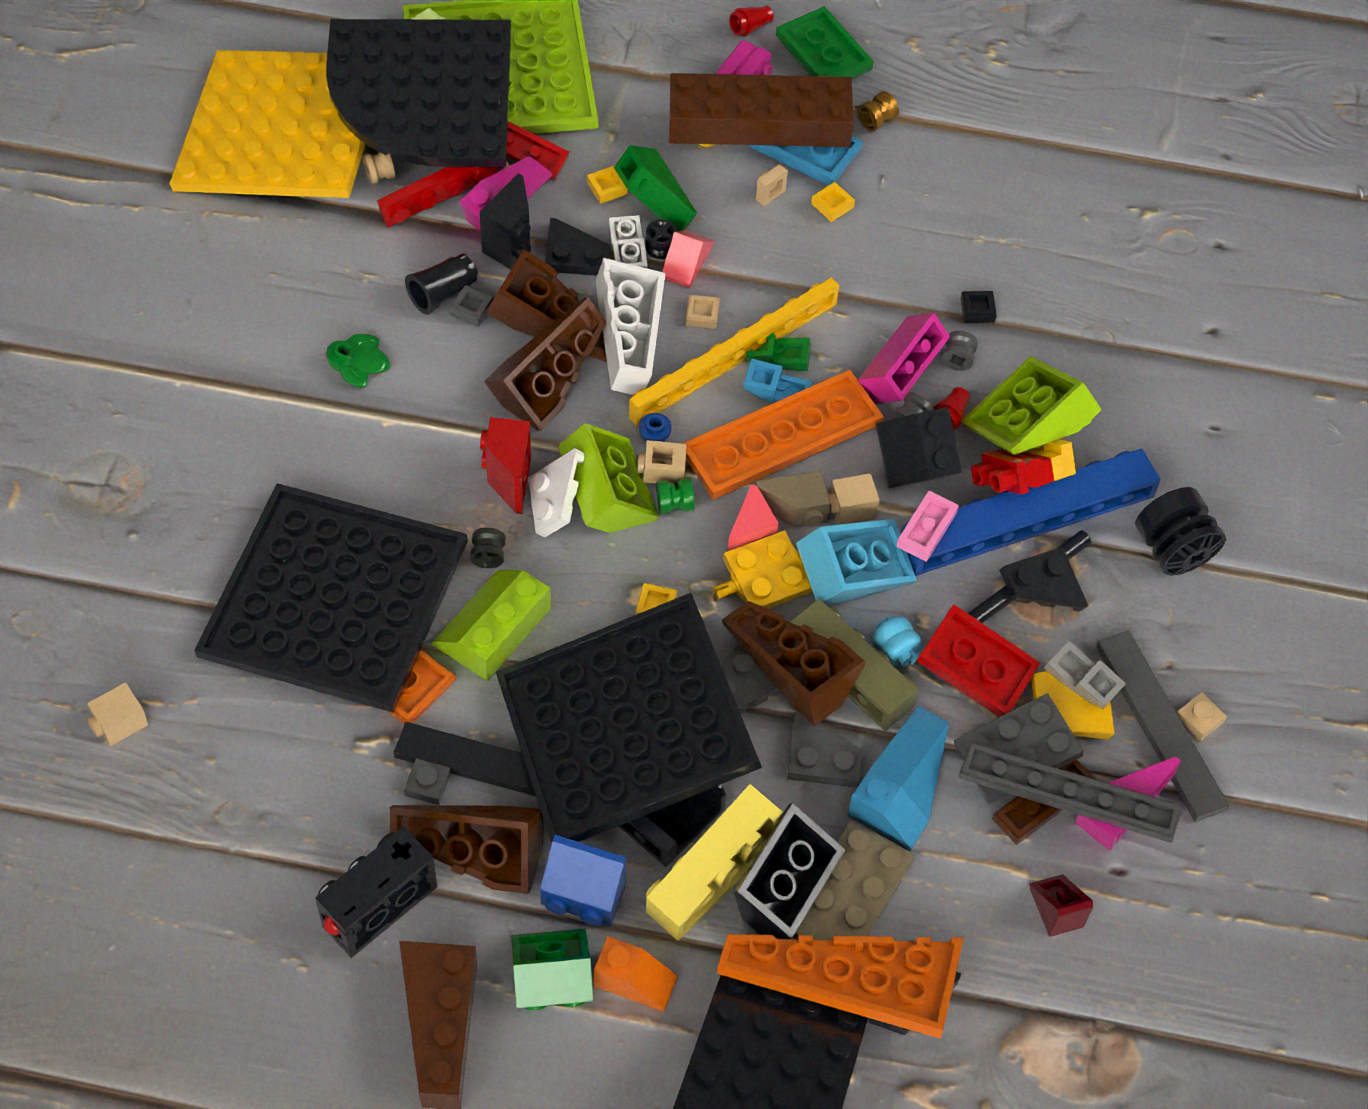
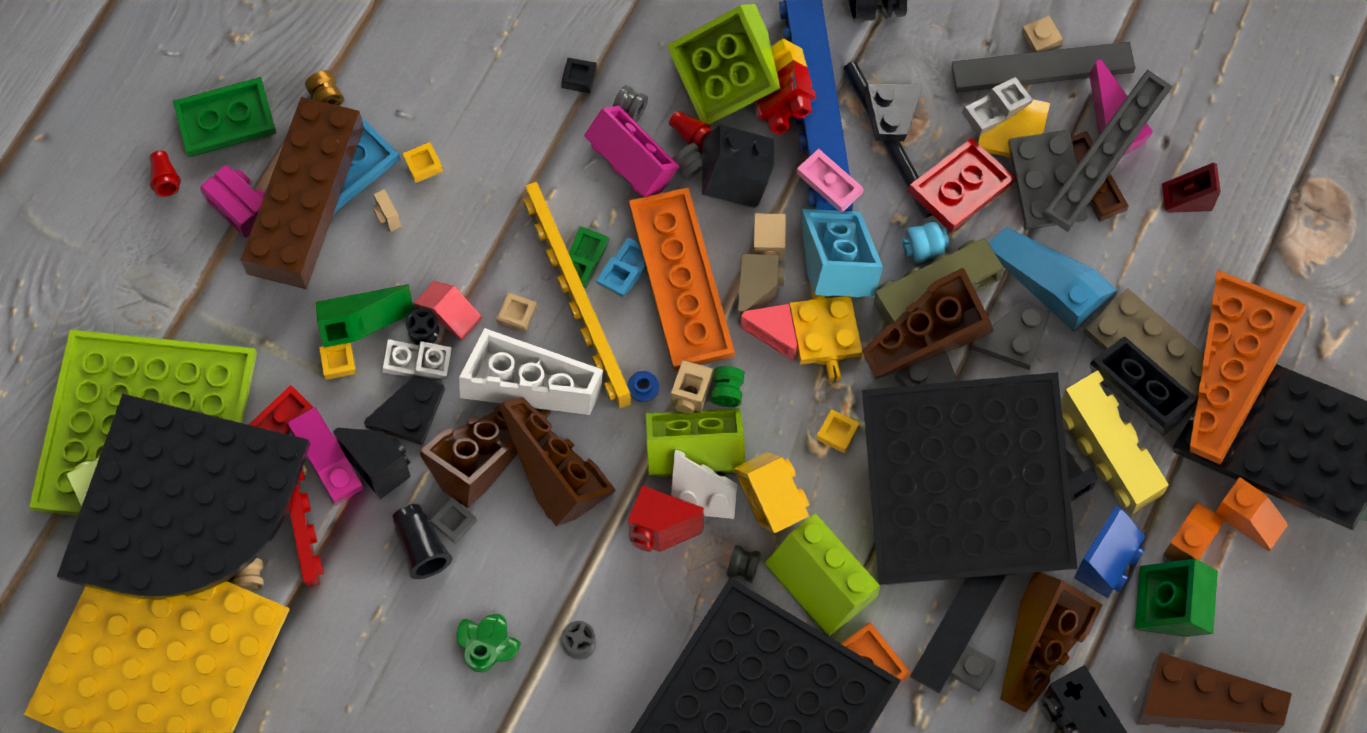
camera: 70 degrees left, 10 degrees up
(369, 423) = (579, 632): none -> dark grey wheel
(561, 542) = (772, 491): none -> yellow brick
(674, 1032) = (1252, 514): none -> orange slope

